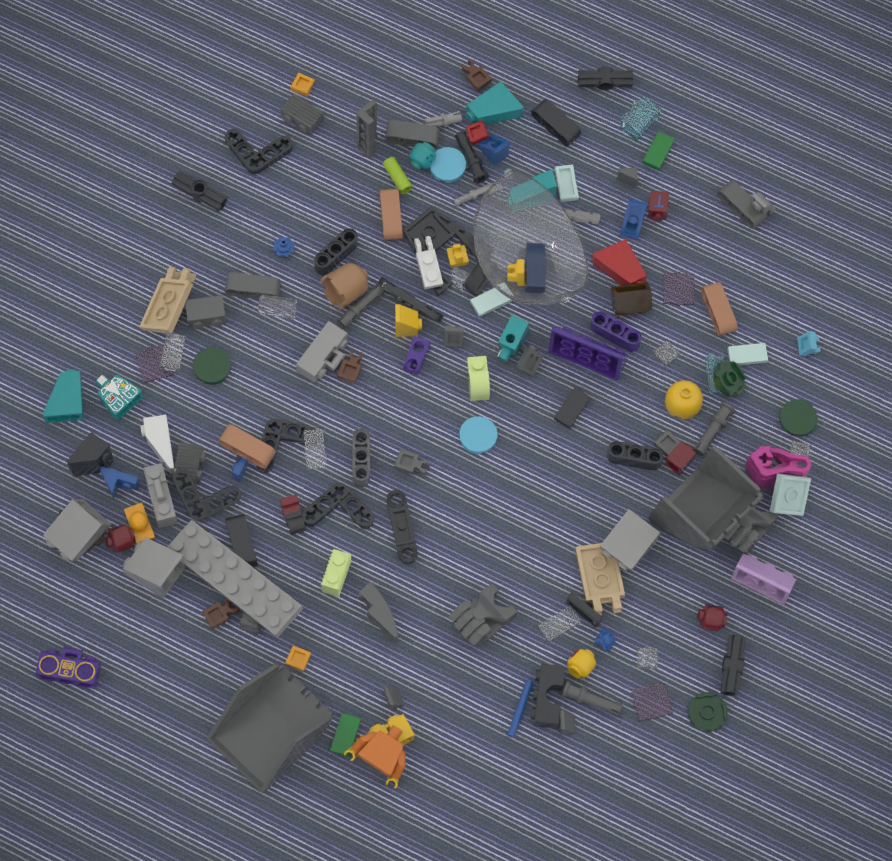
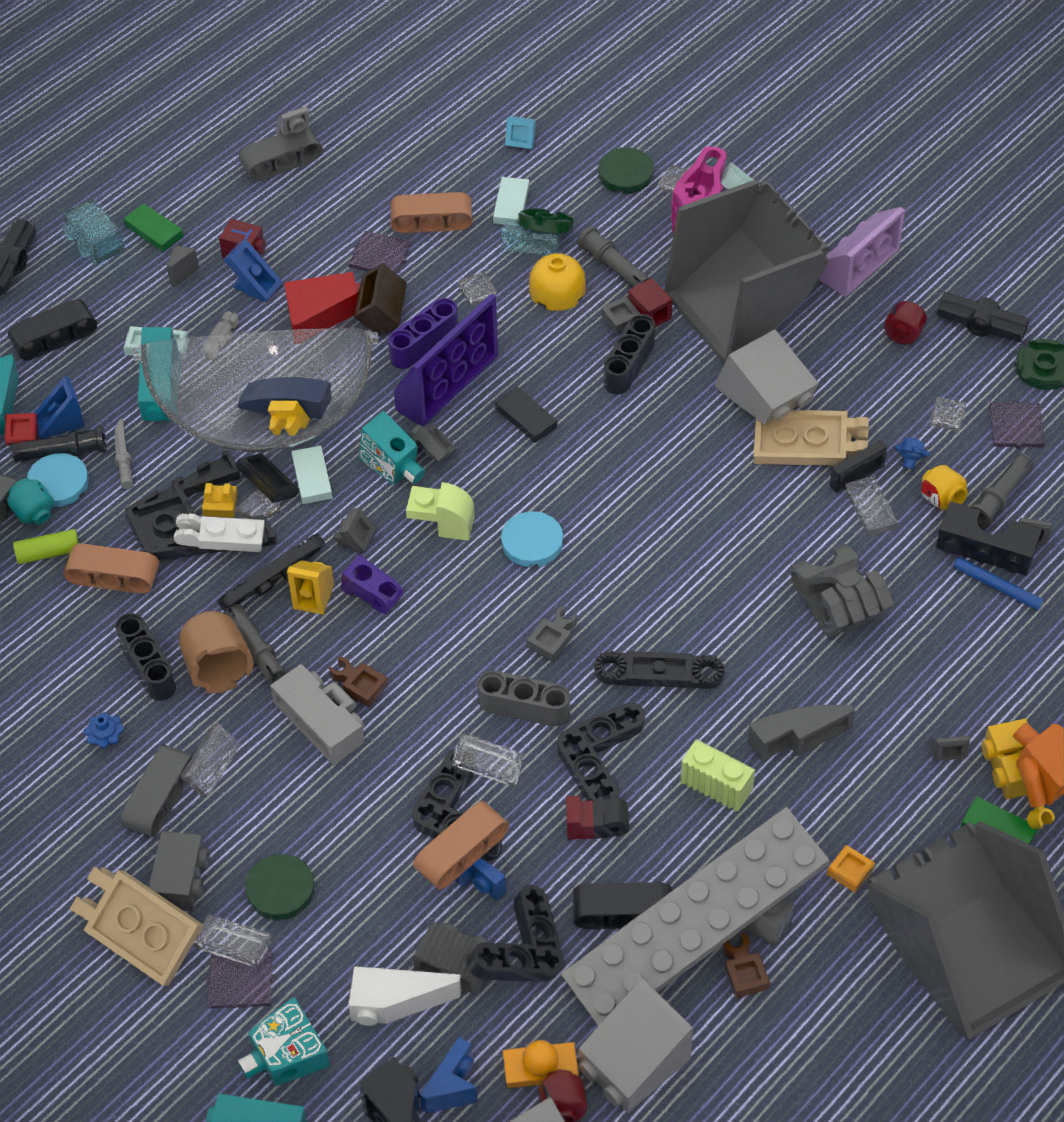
camera: 70 degrees left, 15 degrees down
(160, 495) = (501, 1014): light grey piece -> none

